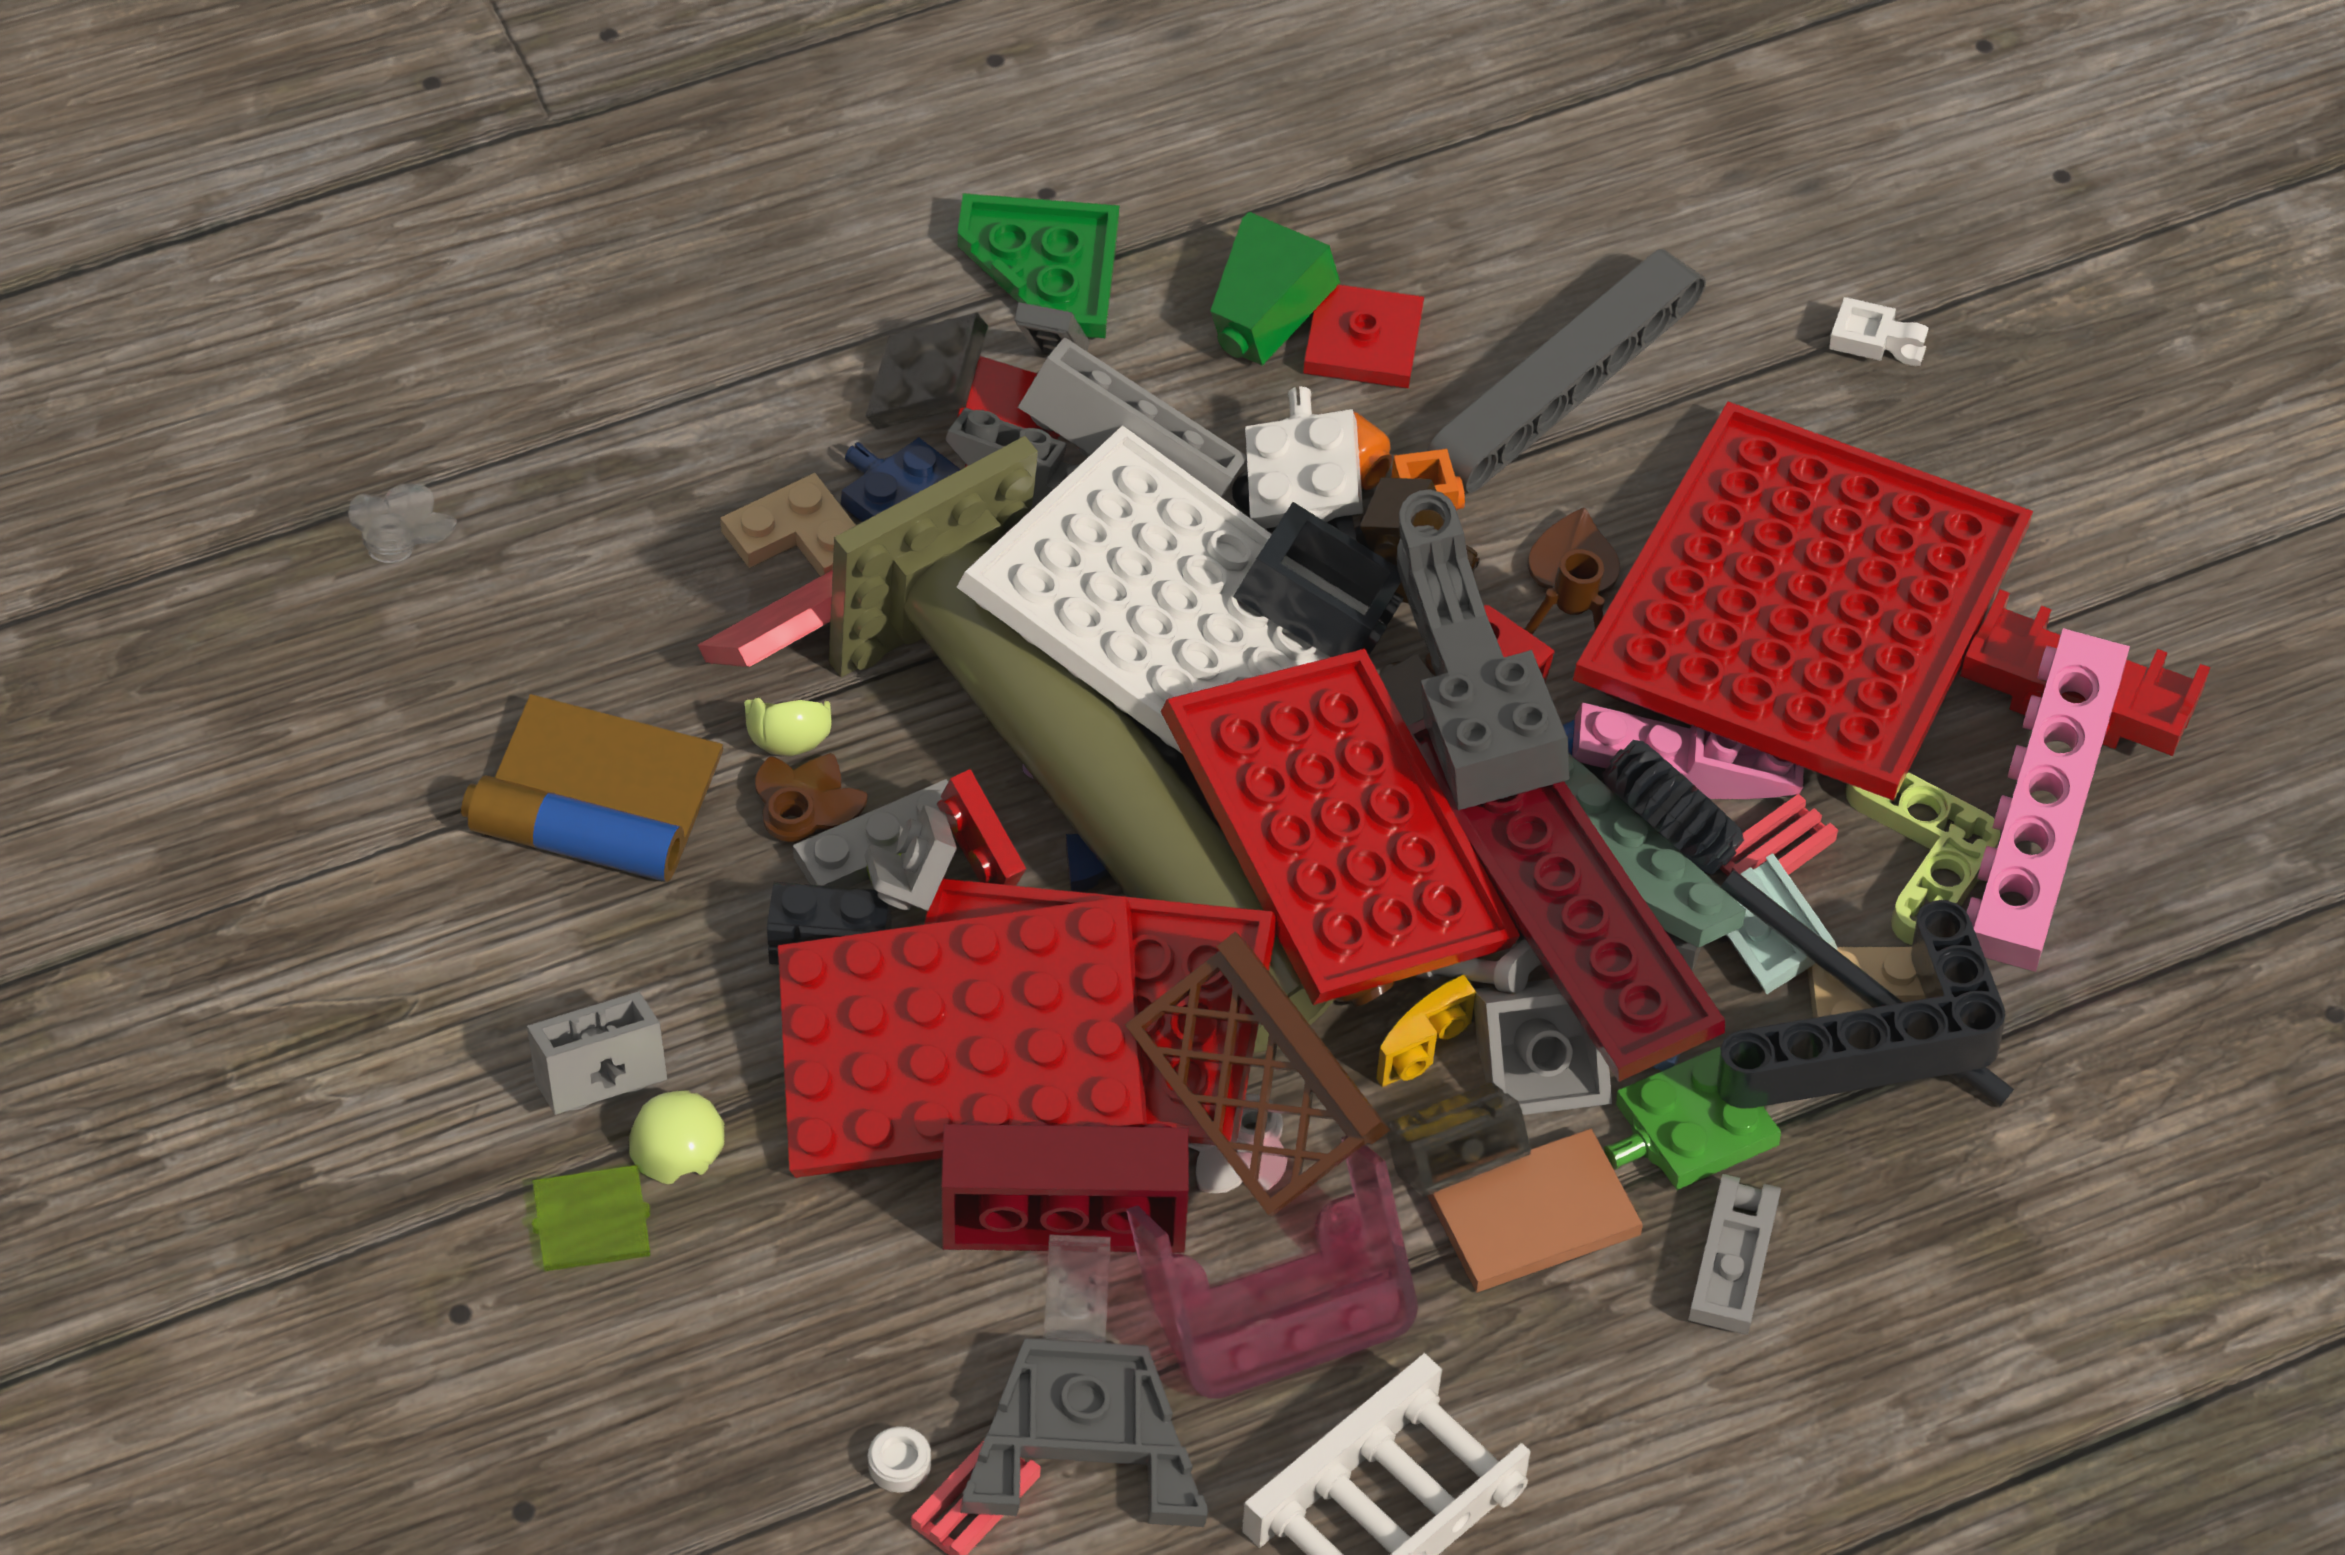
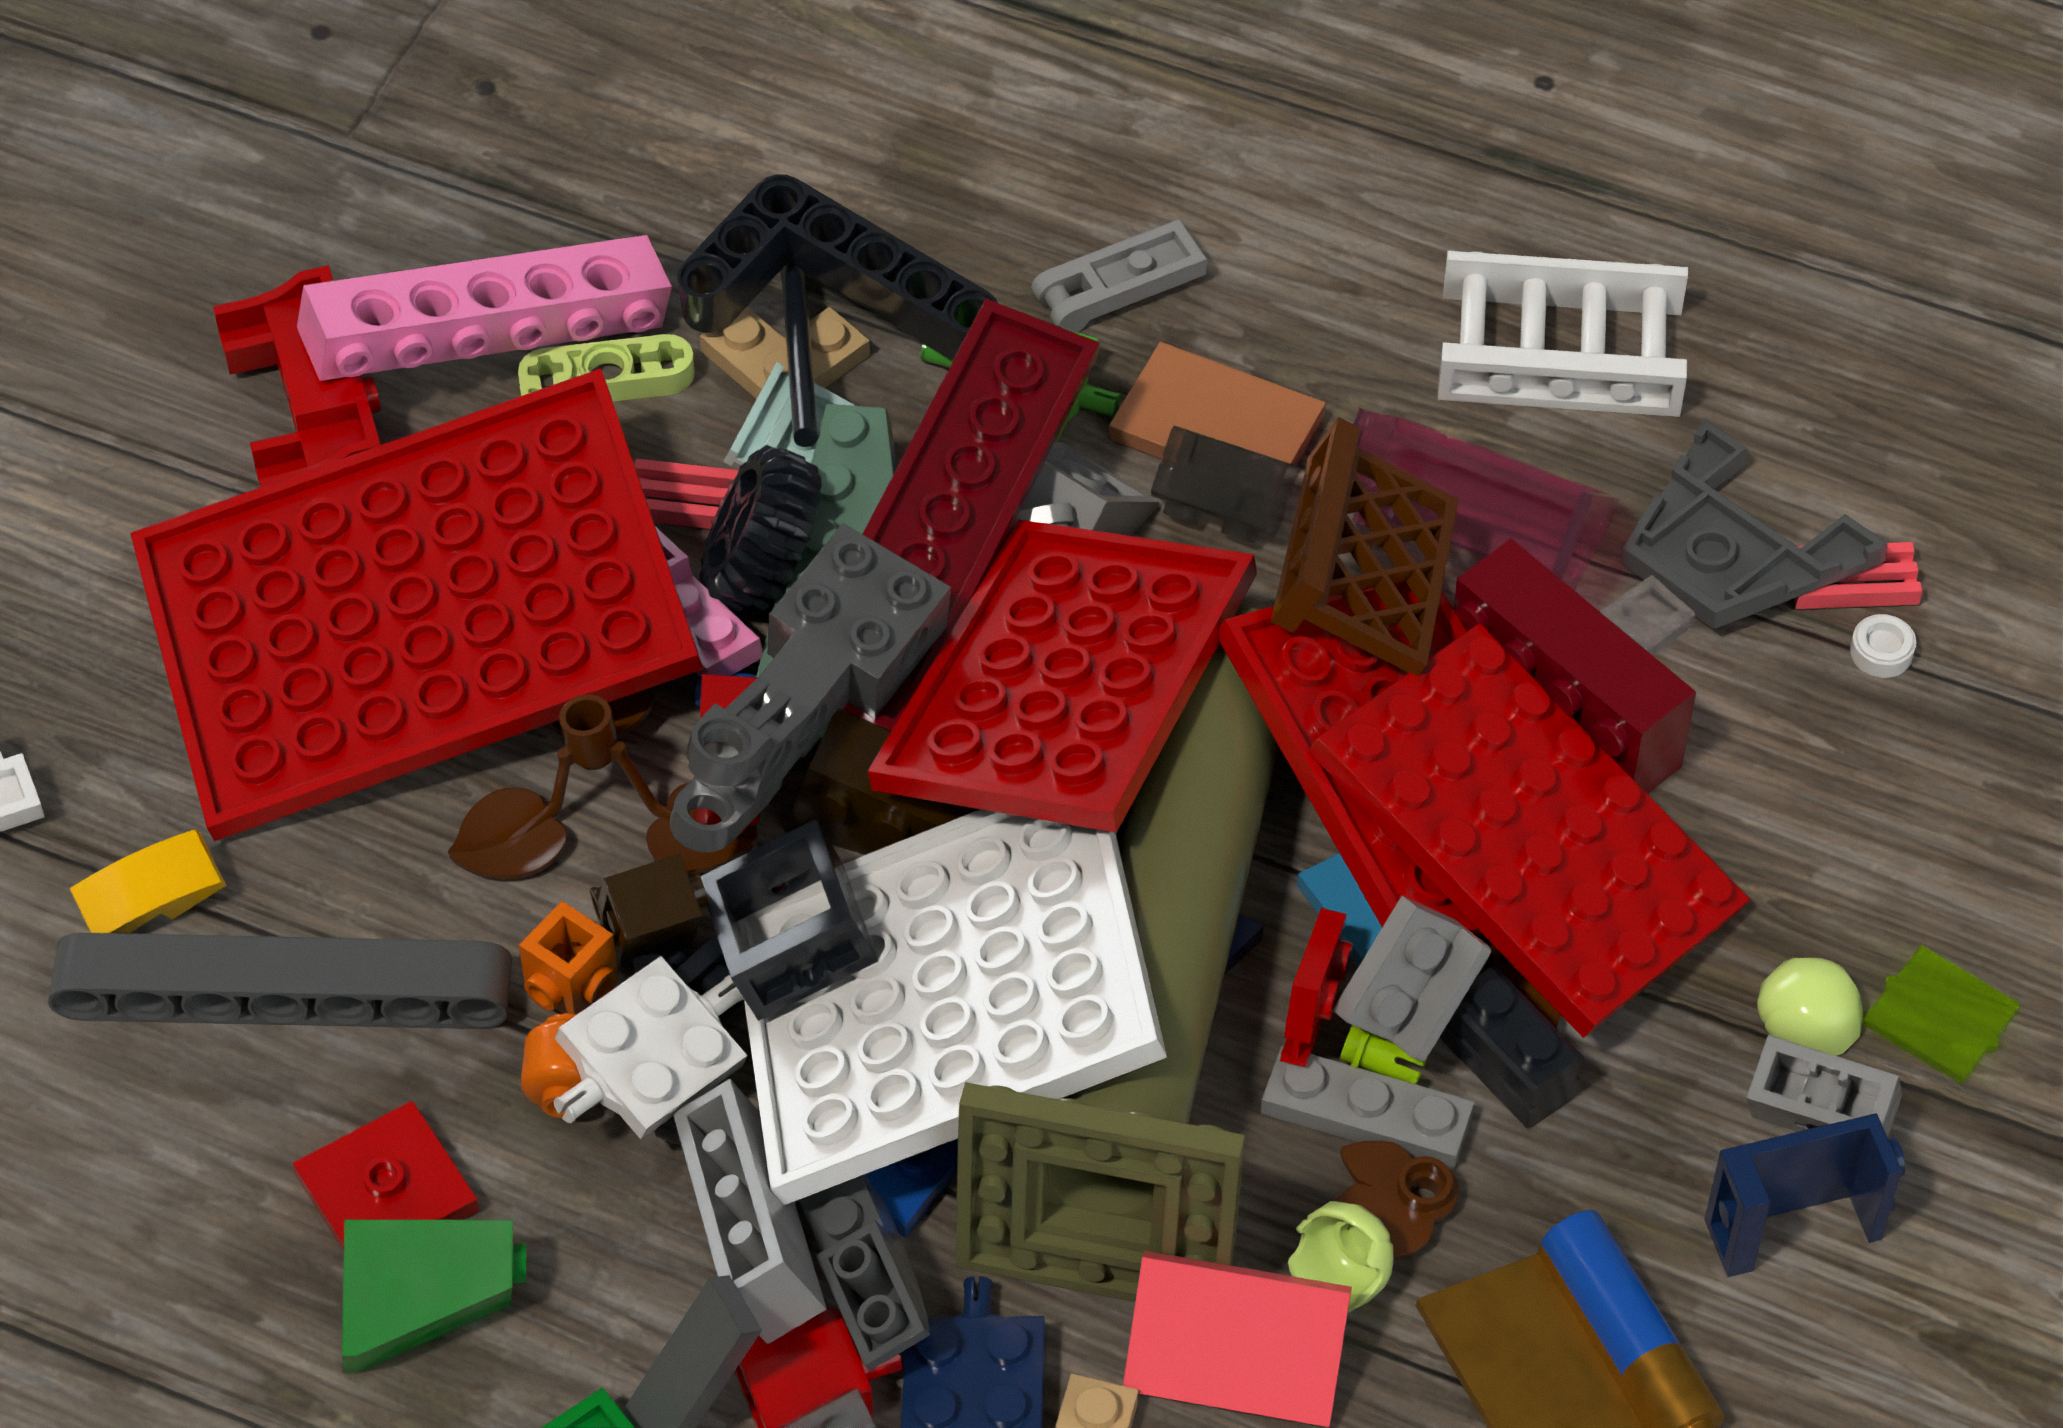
camera: 130 degrees left, 0 degrees up
(574, 960) = (1797, 1173): none -> dark blue panel
(1710, 351) = (148, 883): none -> yellow slope

